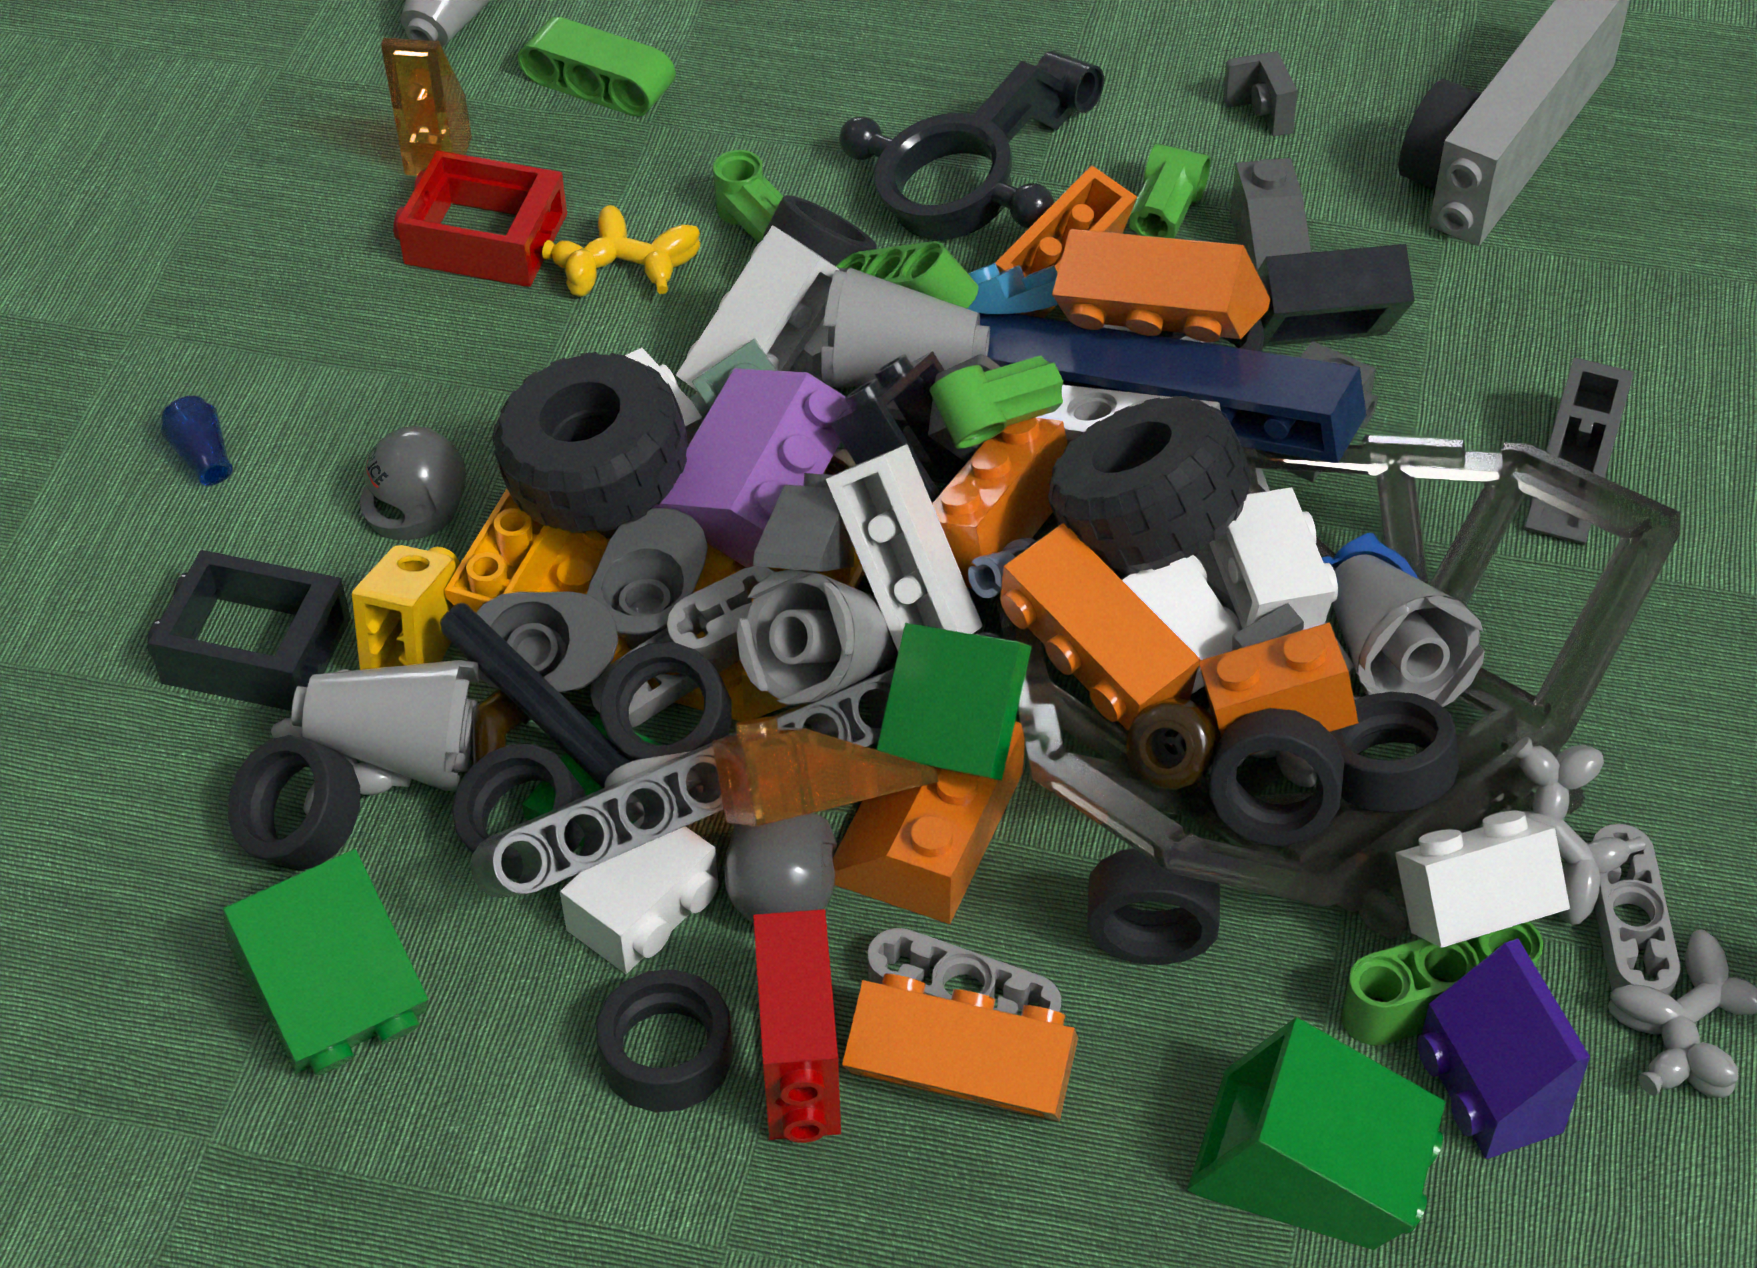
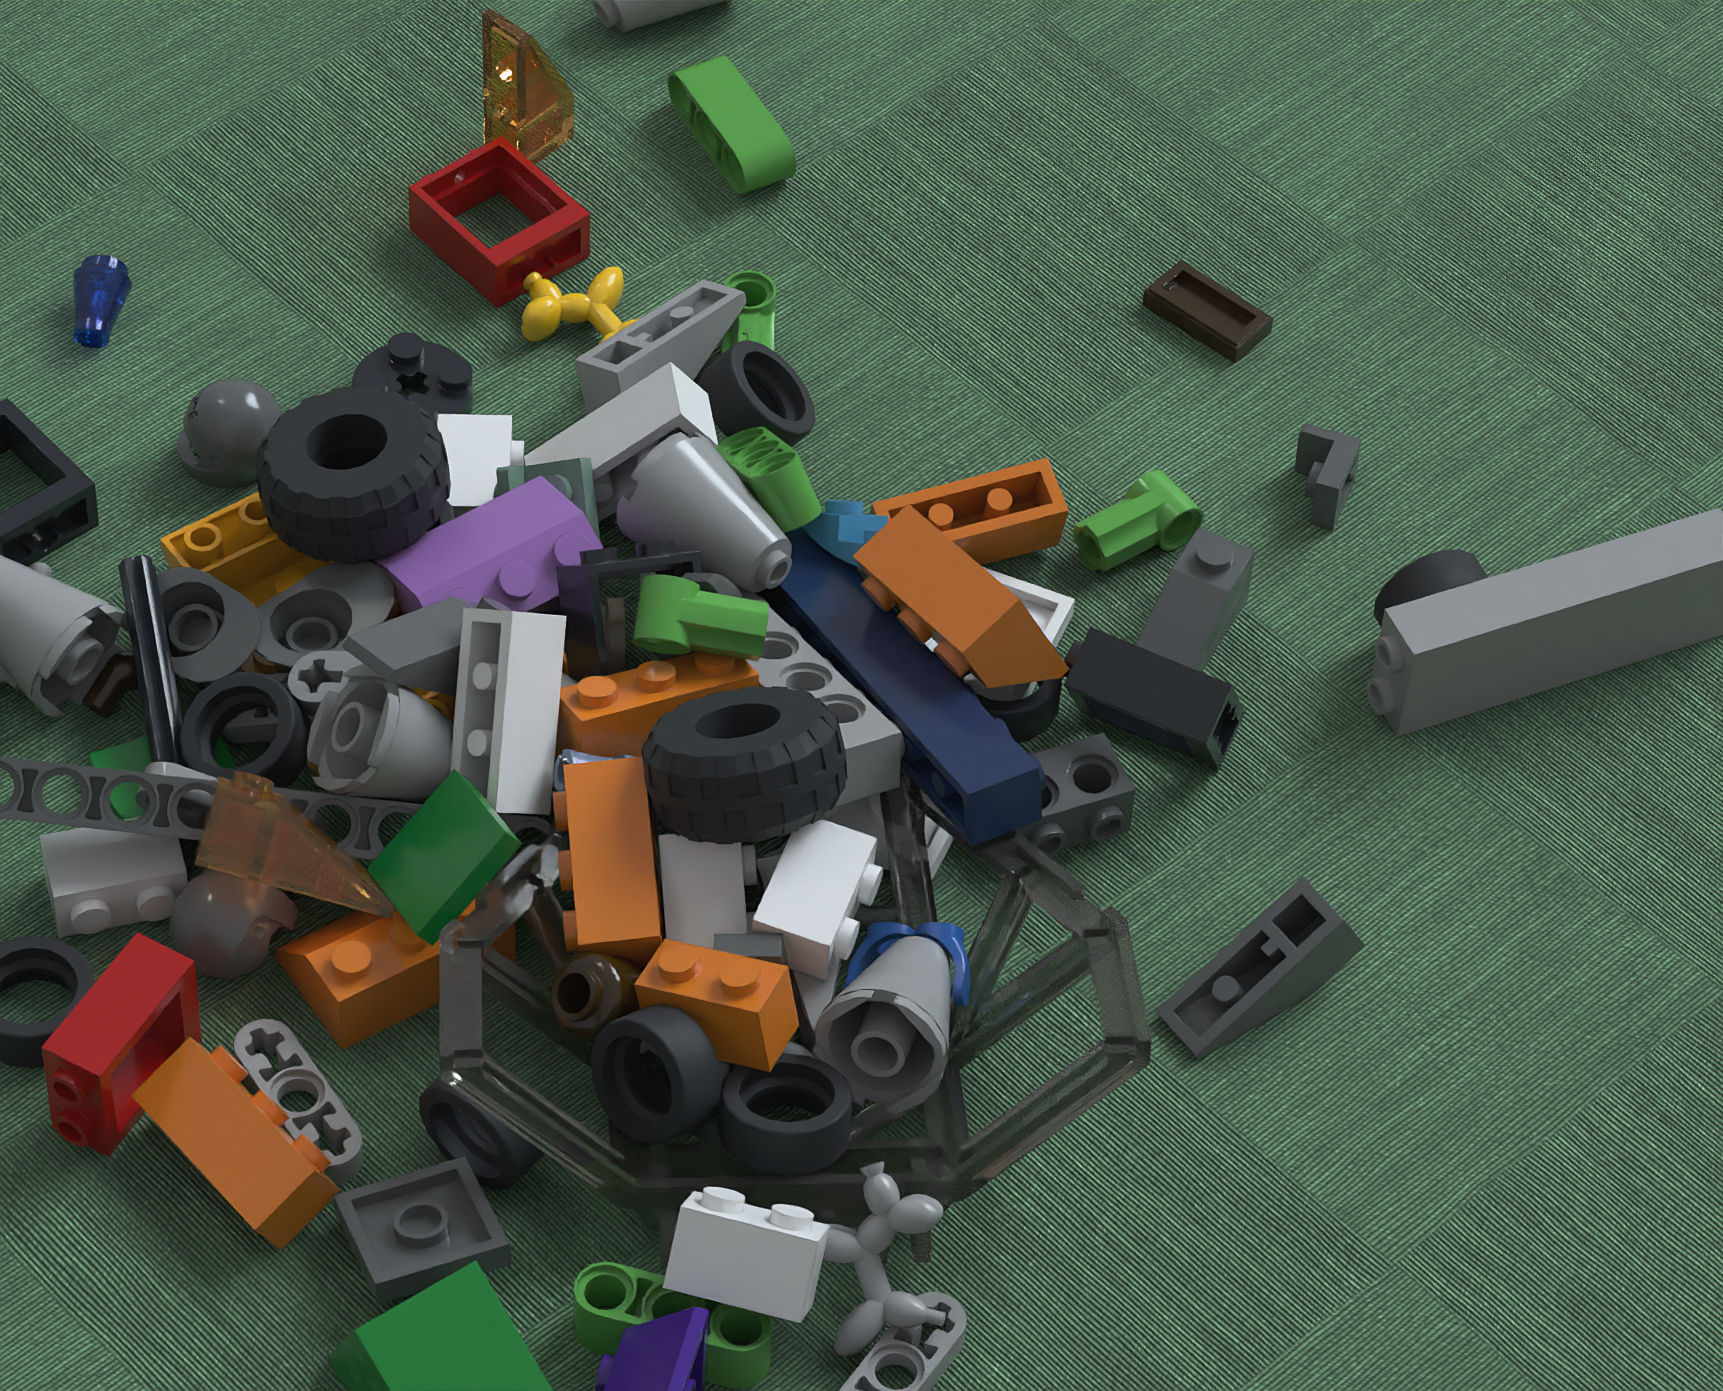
camera: 30 degrees right, 0 degrees up
(402, 606) = (117, 525): yellow torso -> none
(497, 775) = (67, 722): black tyre -> none
(504, 358) = (422, 365): none -> black plate
(708, 245) = (676, 332): none -> light grey slope
(1038, 93) = (1110, 373): black piece -> none
(1062, 29) = (1207, 311): none -> dark brown tile
(1176, 1028) = (421, 1228): none -> dark grey plate

